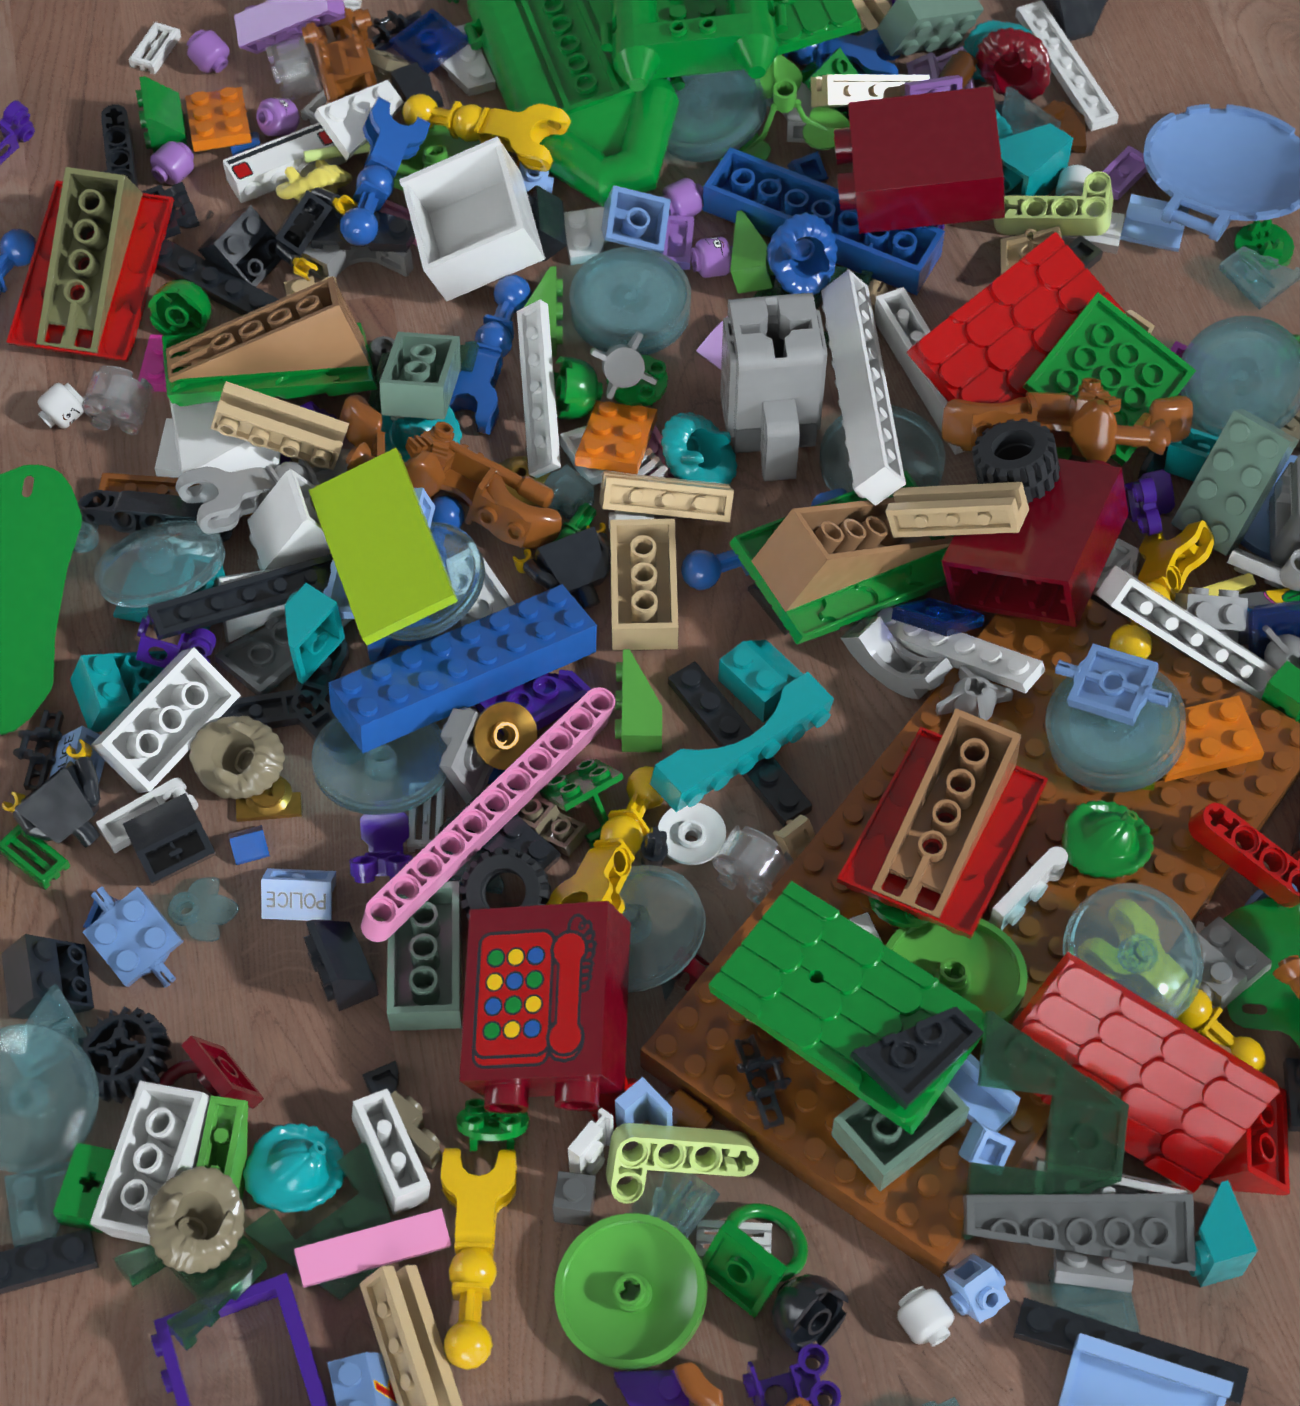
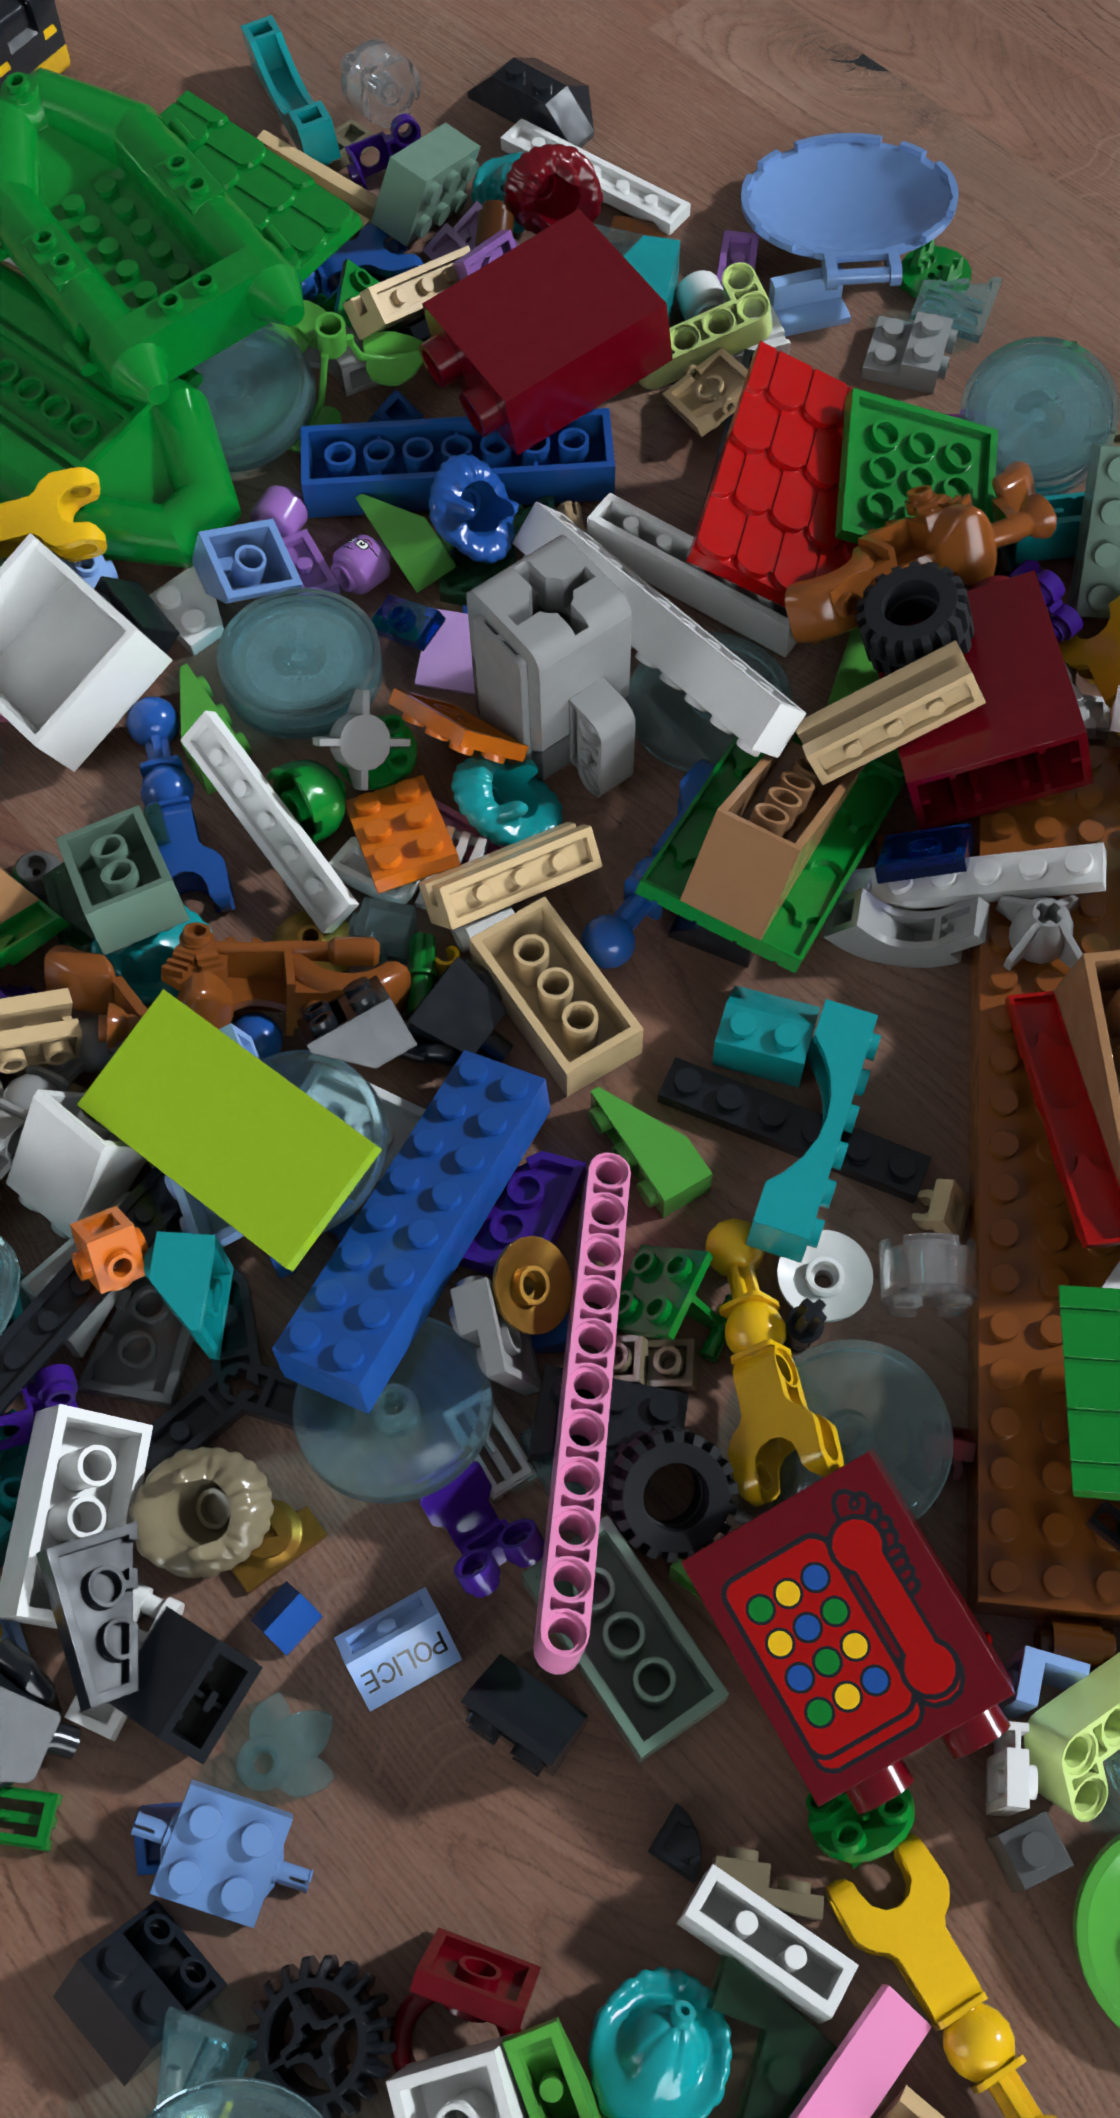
camera: 30 degrees left, 5 degrees up
(145, 764) = (92, 1606): none -> wing
(273, 580) = (108, 1250): none -> orange brick
(502, 534) = (357, 1025): none -> slope
(695, 388) = (459, 726): none -> orange plate
(712, 307) = (407, 622): none -> clear blue plate
(1201, 292) = (910, 352): none -> light grey plate

